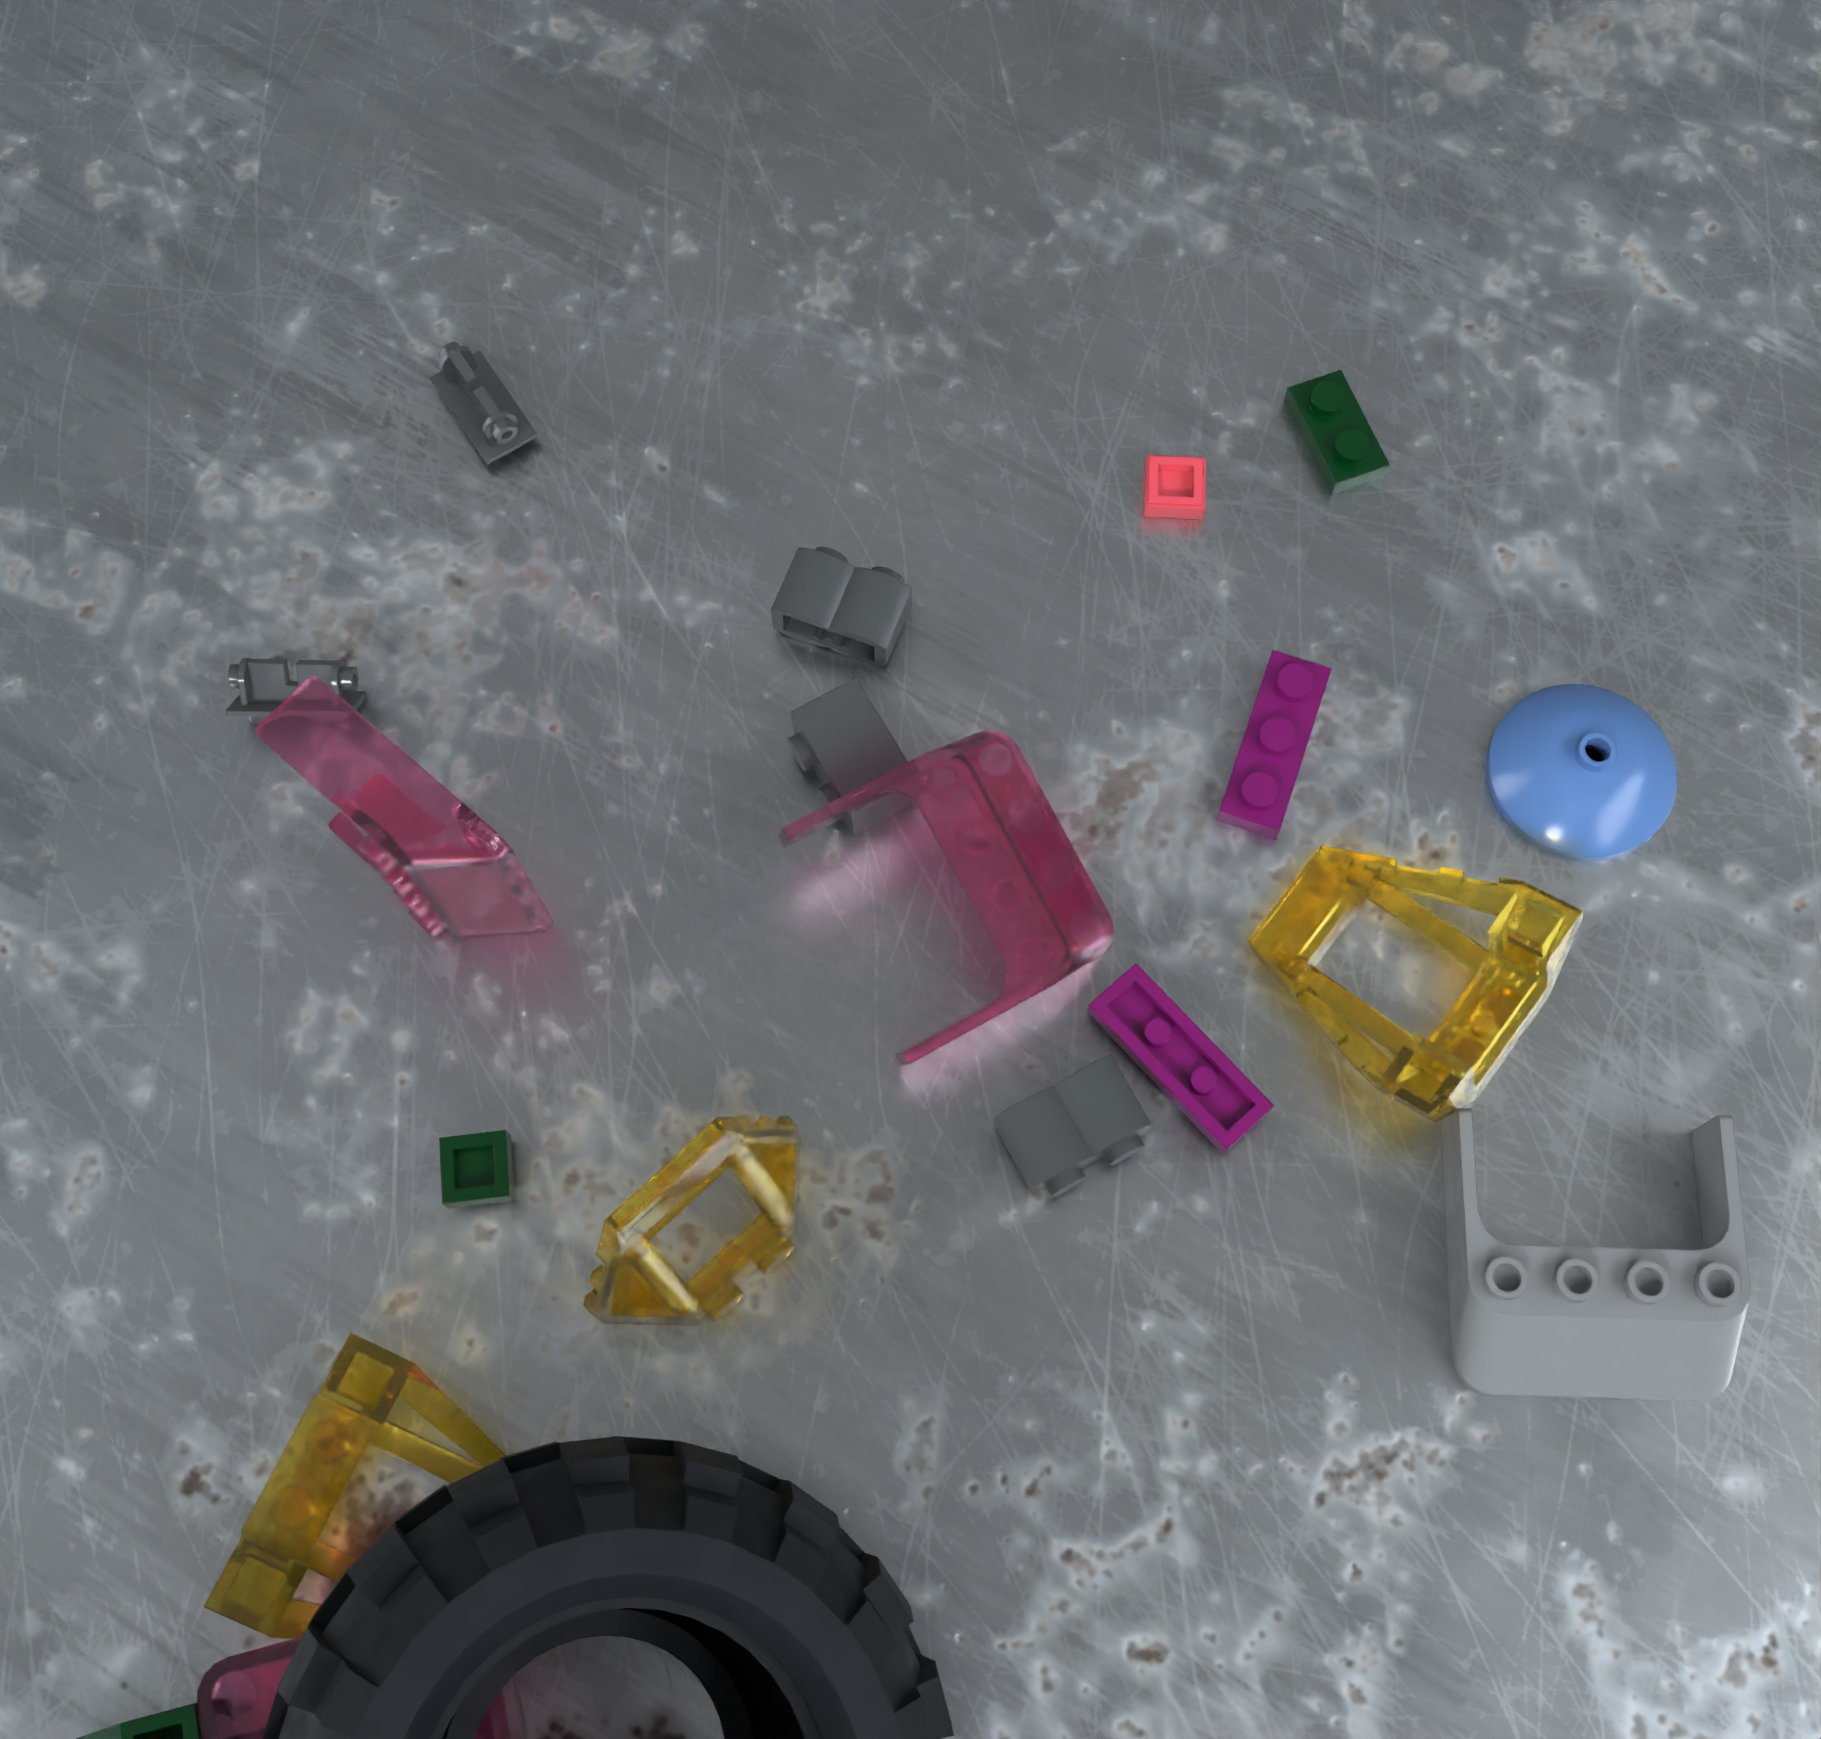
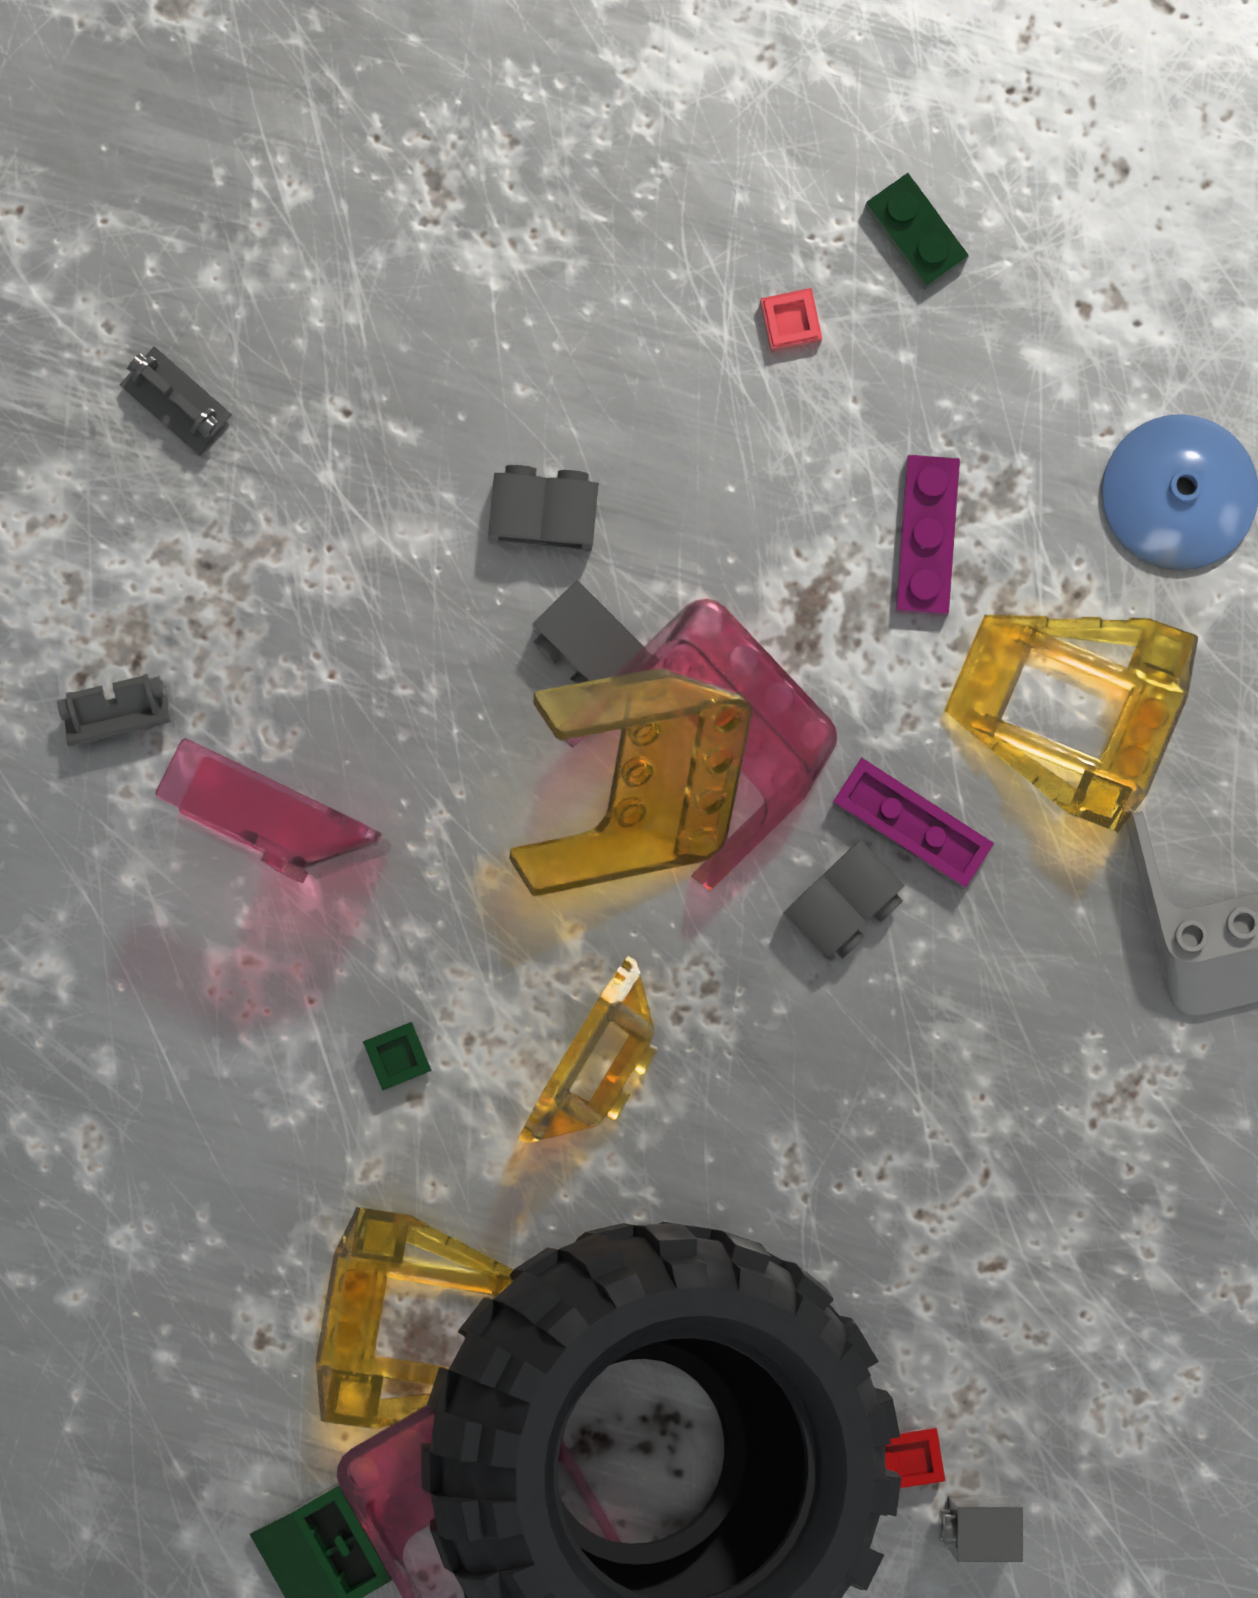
camera: 20 degrees left, 15 degrees up
(901, 909) = (669, 782): none -> clear yellow windscreen

